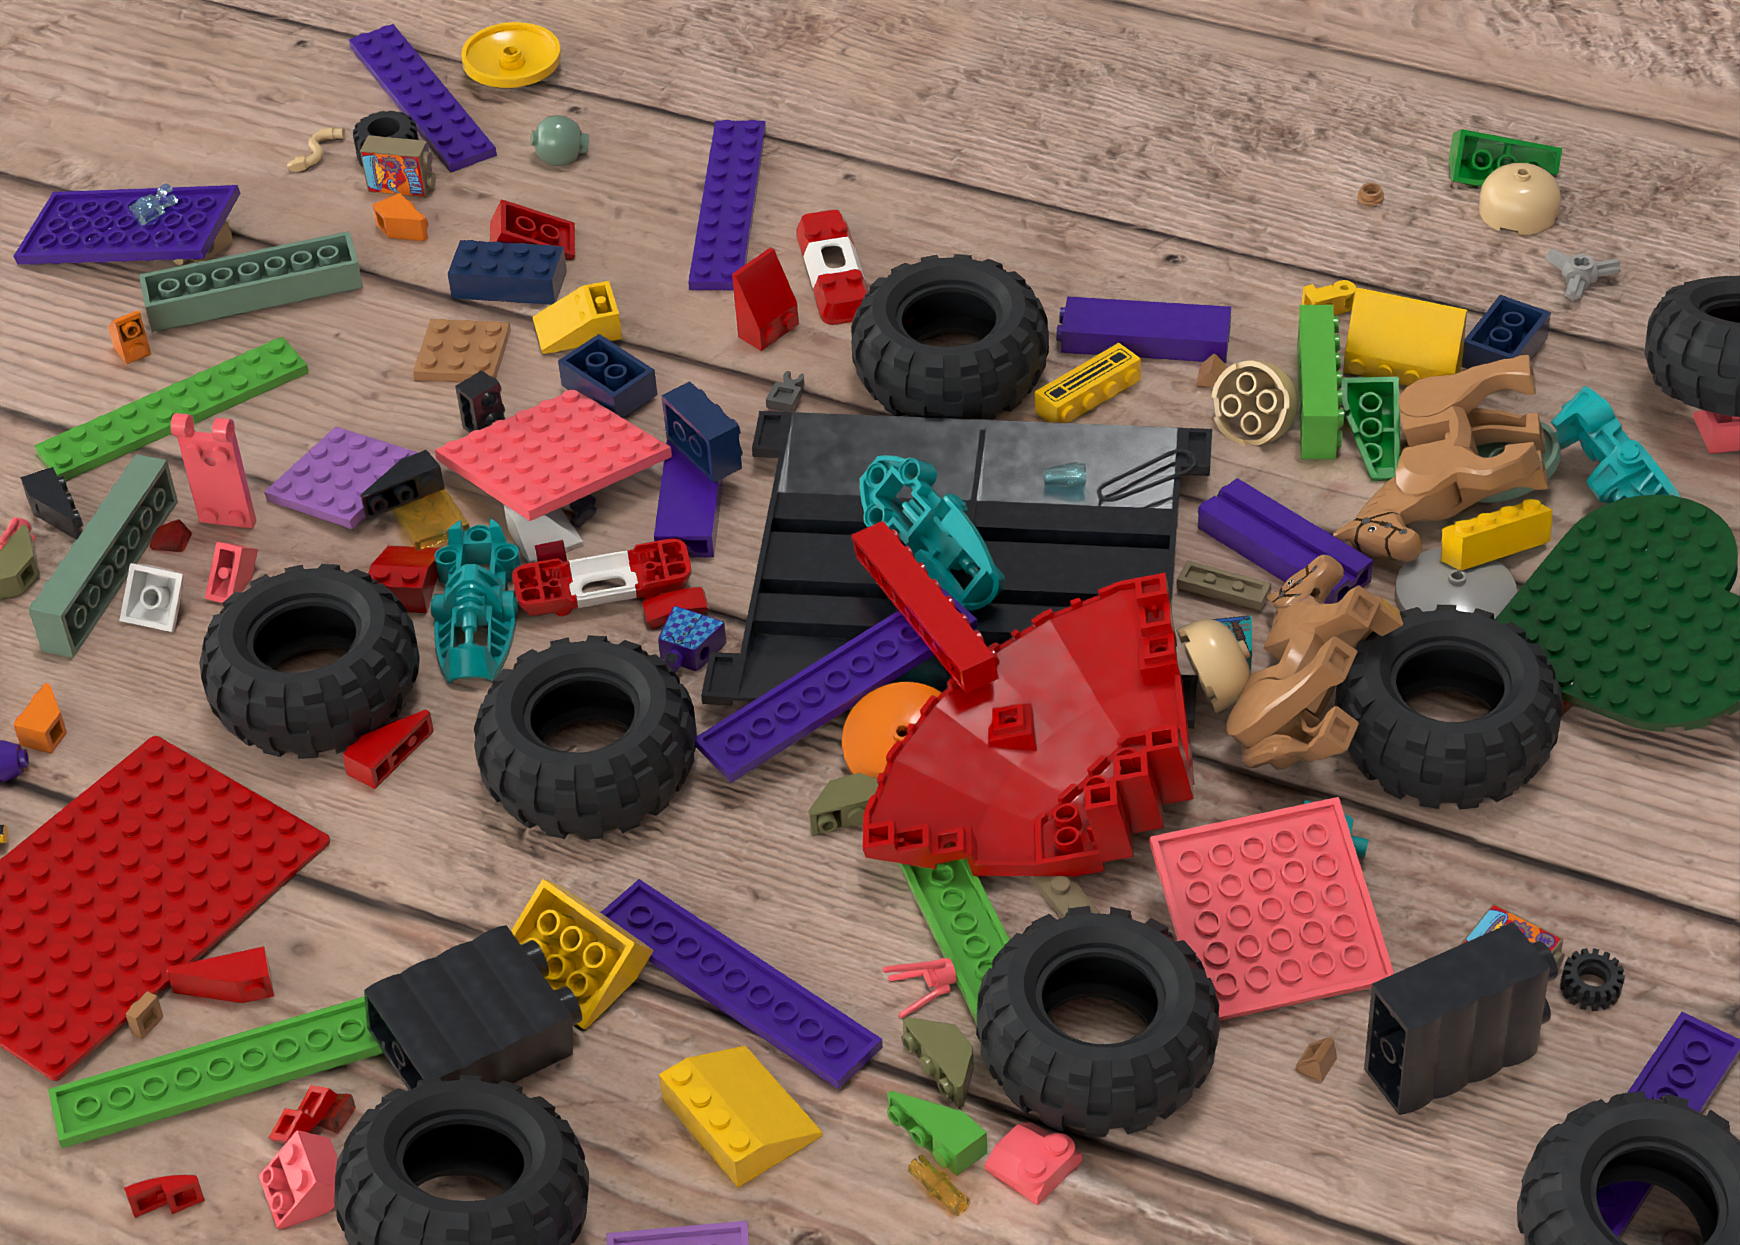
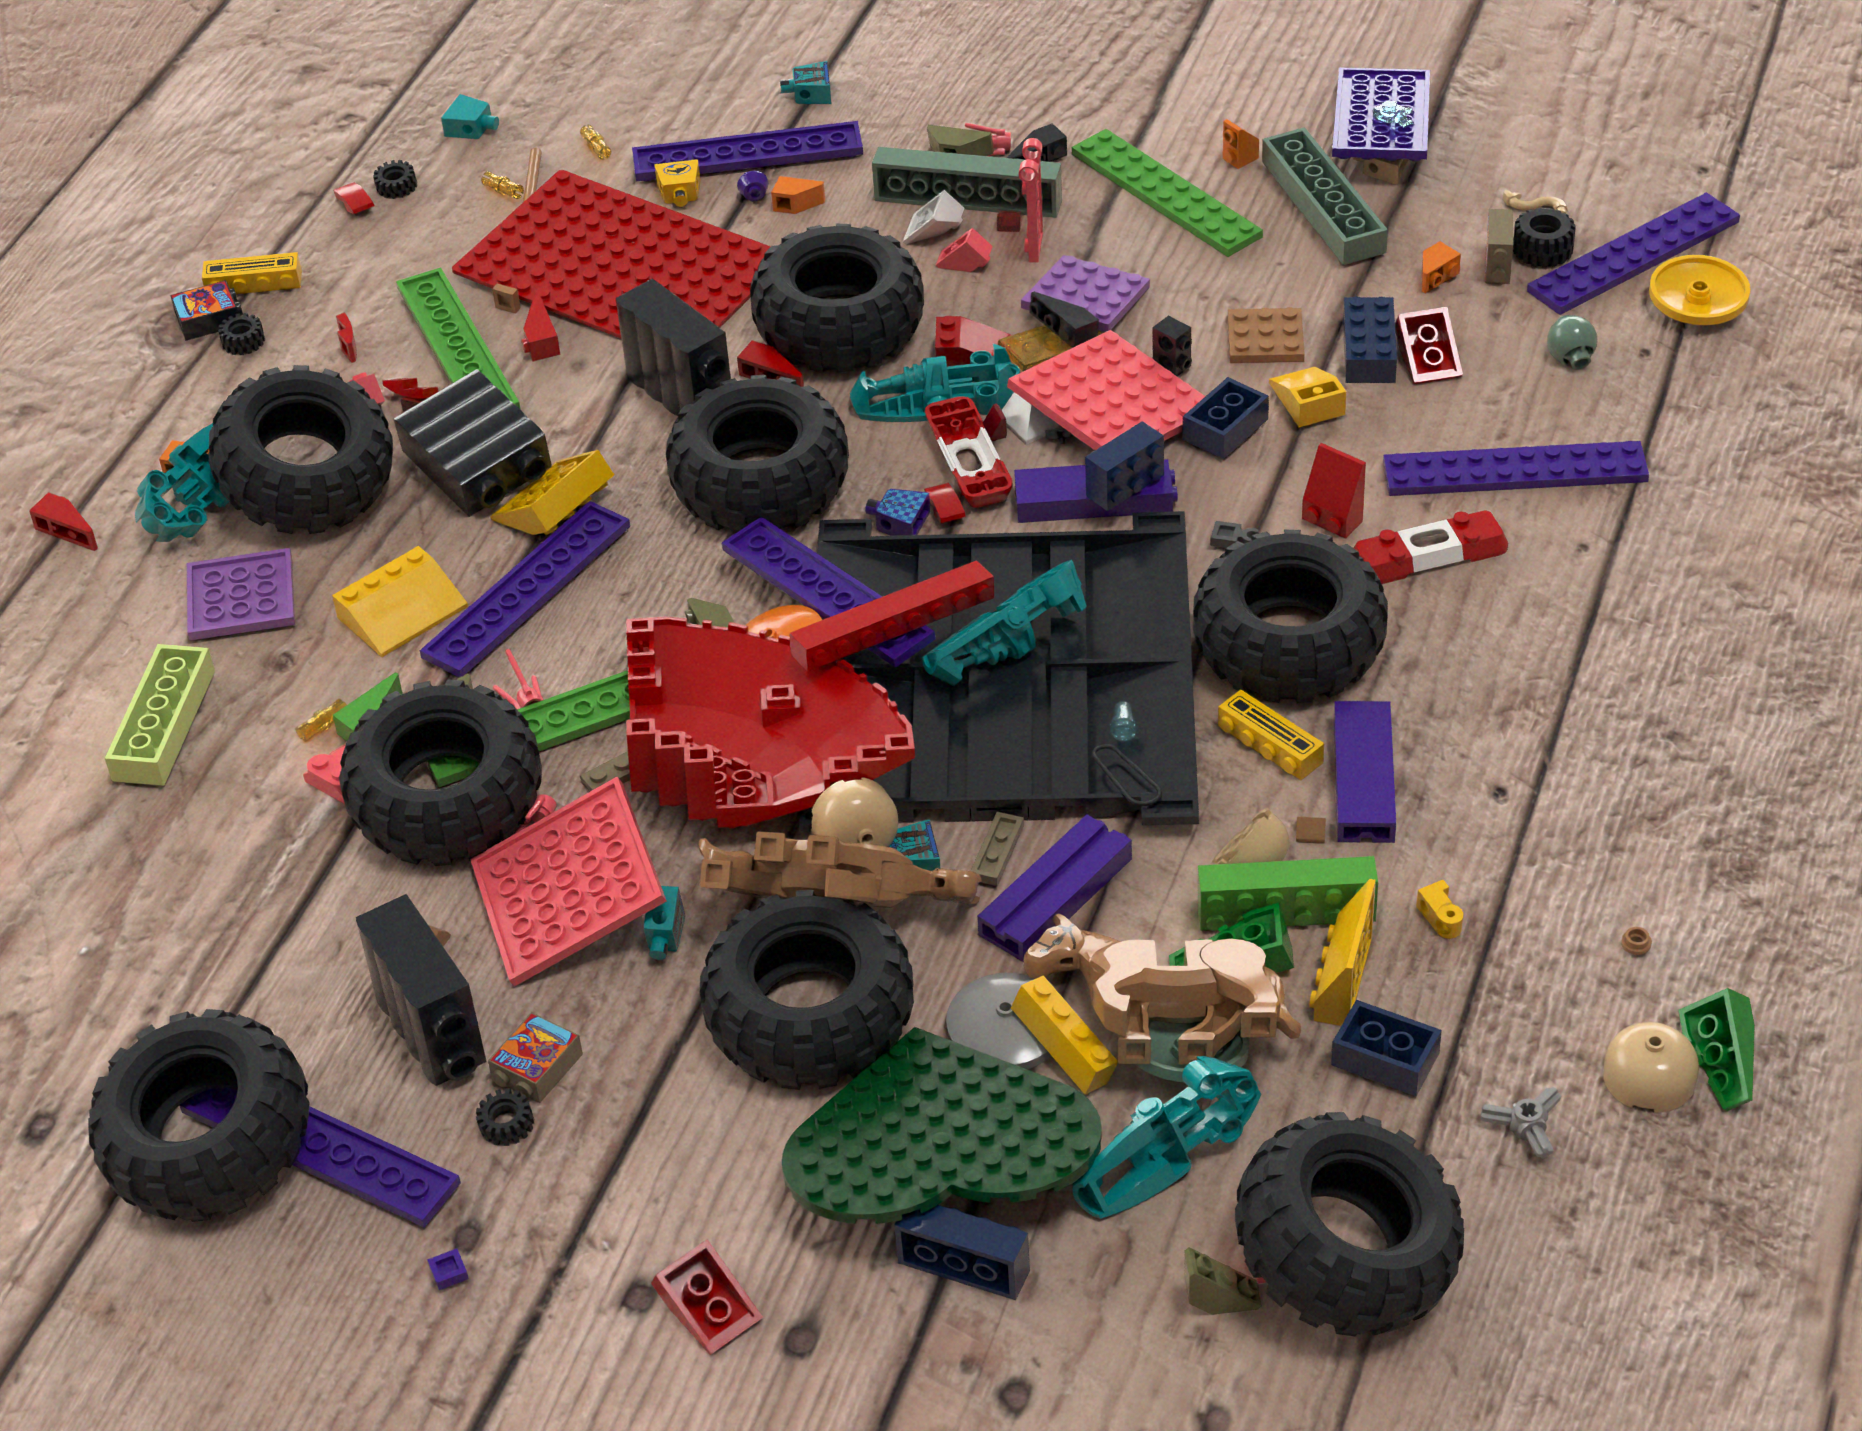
camera: 85 degrees right, 0 degrees up
(383, 801) = (670, 346): none -> black brick

